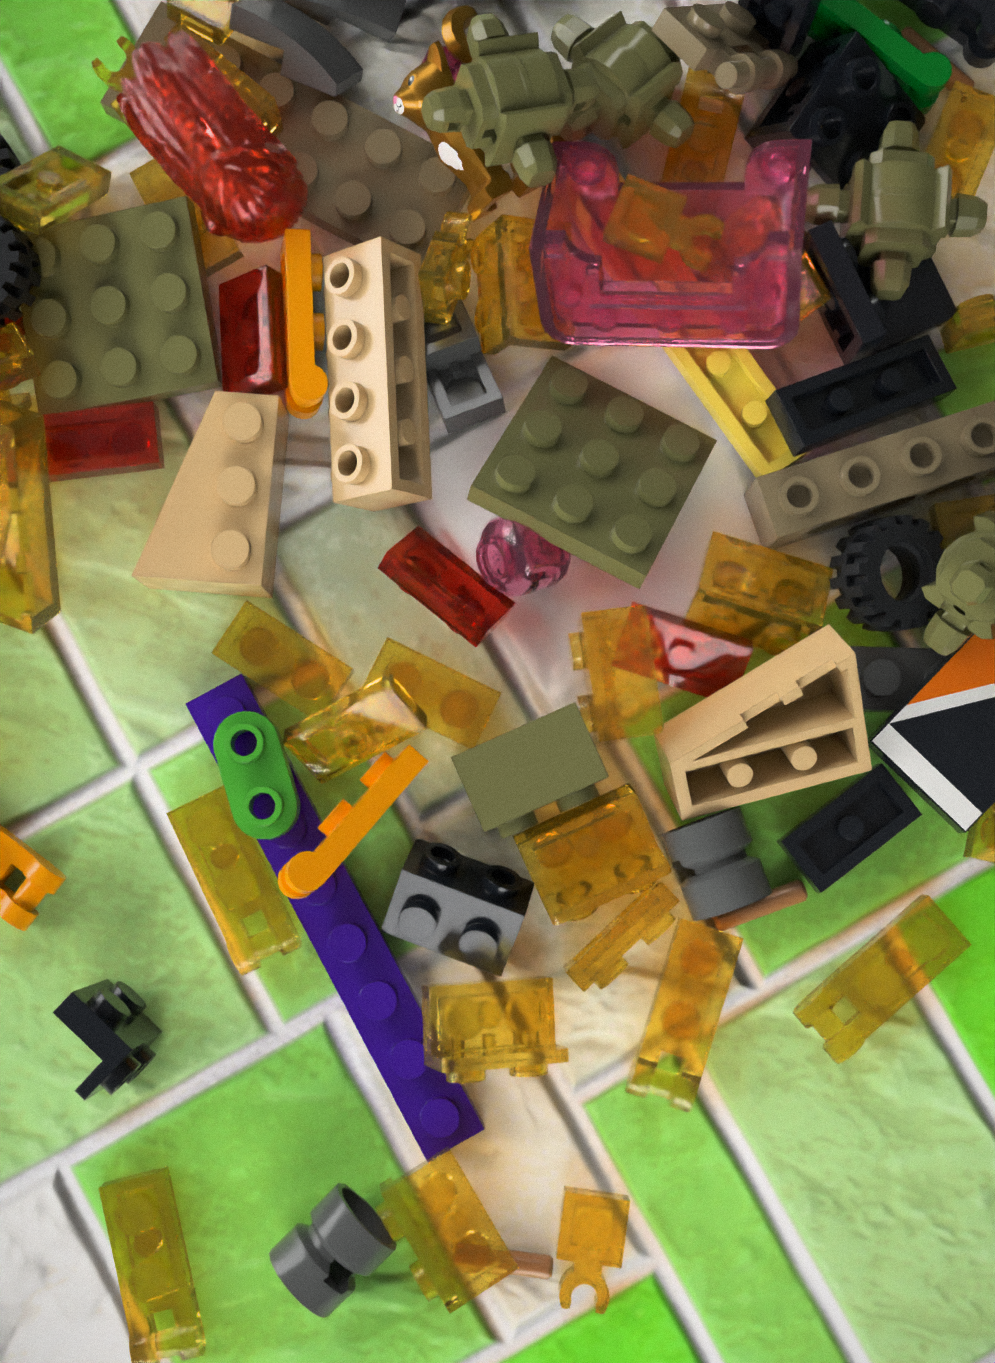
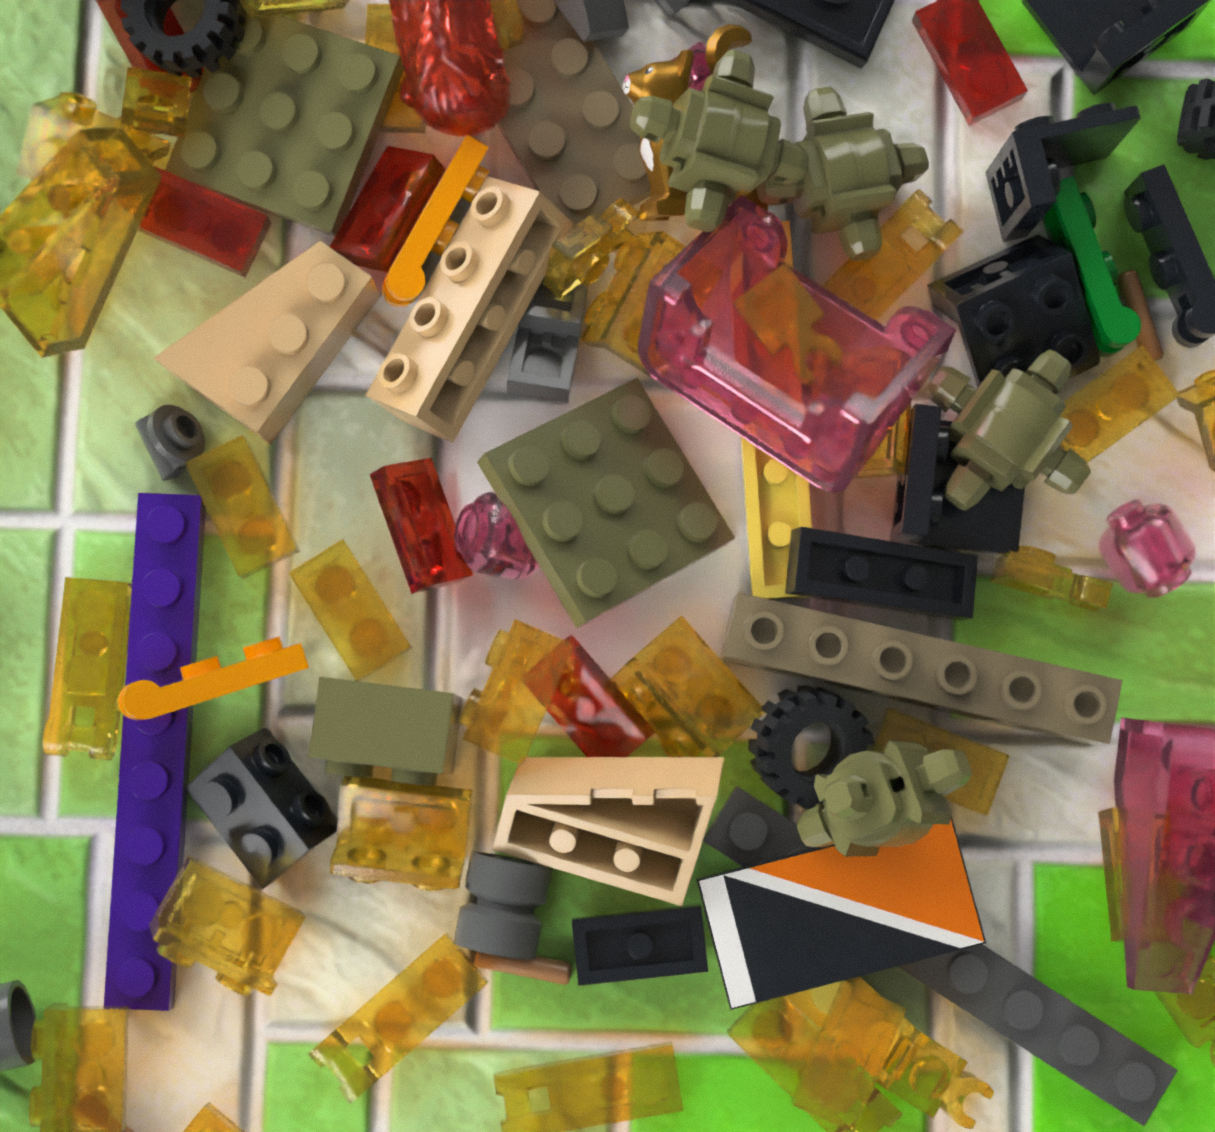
camera: 30 degrees right, 0 degrees up
(185, 641) = (171, 439): none -> dark grey plate
(256, 774) = (163, 592): bright green plate -> none
(355, 728) = (265, 602): clear yellow plate -> none
(642, 919) = (356, 926): clear yellow plate -> none
(726, 45) = (951, 195): dark tan plate -> none

